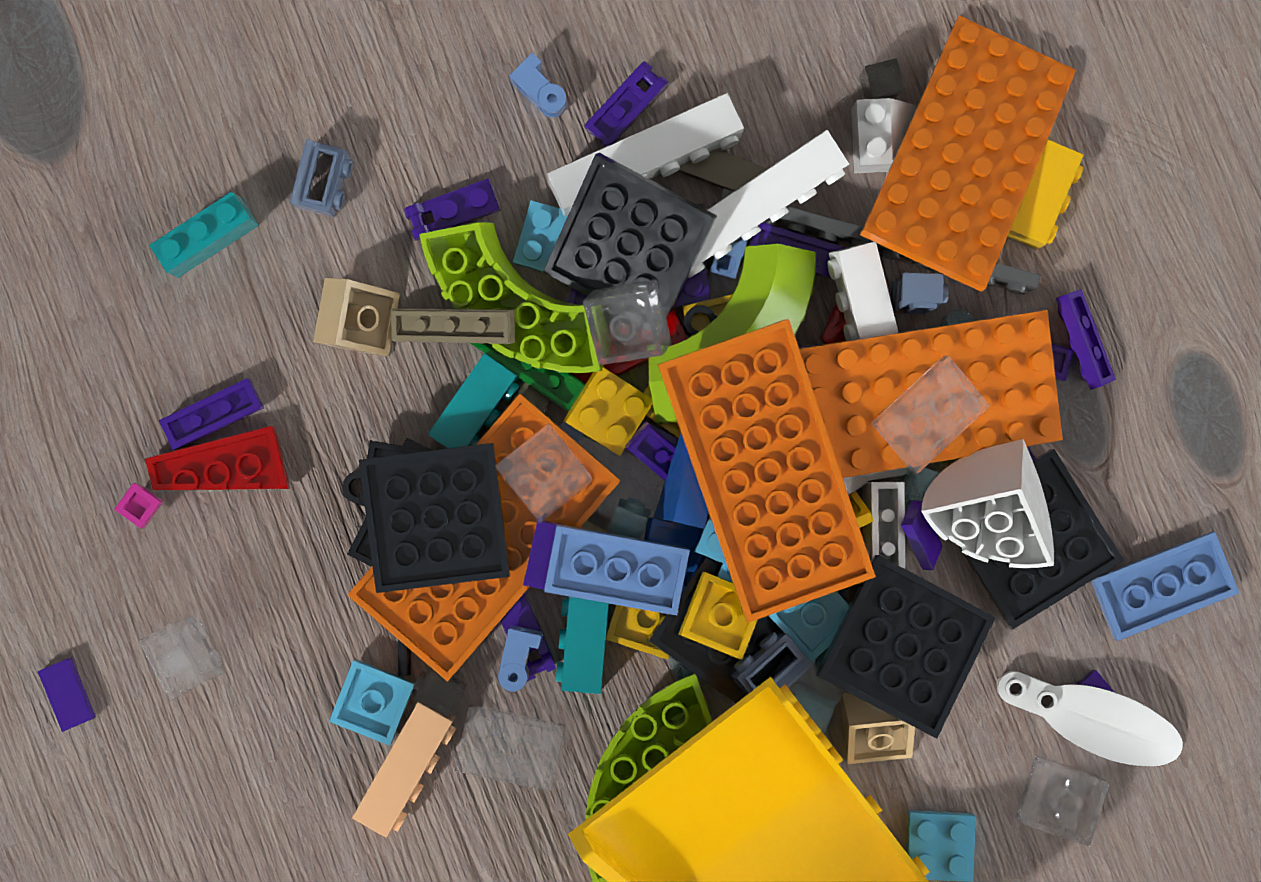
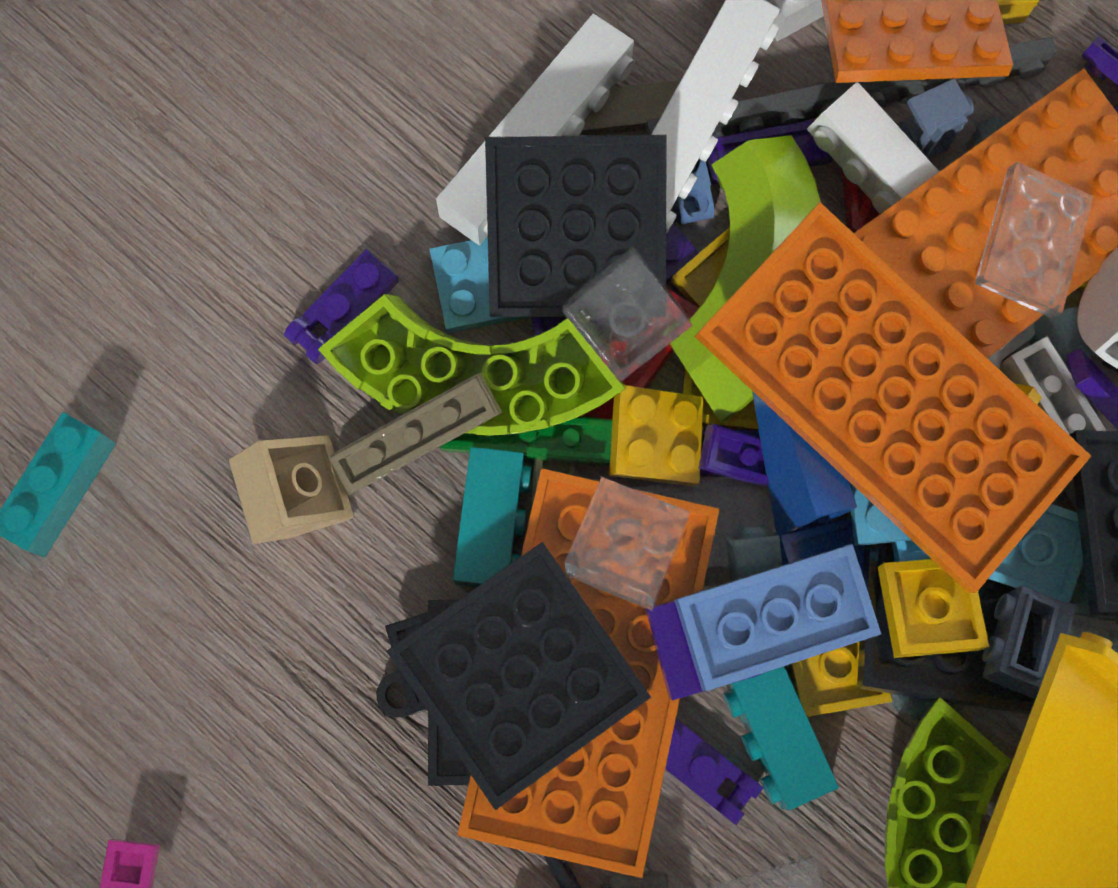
camera: 30 degrees left, 10 degrees down
(211, 414) = (167, 702): dark purple plate -> none
(229, 463) = (222, 750): red wing -> none
(333, 196) = (190, 359): sand blue window -> none
(513, 667) = (709, 797): medium blue leg -> none
(546, 97) = (370, 122): medium blue leg -> none
(625, 105) = (481, 91): dark purple plate -> none
(694, 310) = (697, 266): black piece -> none

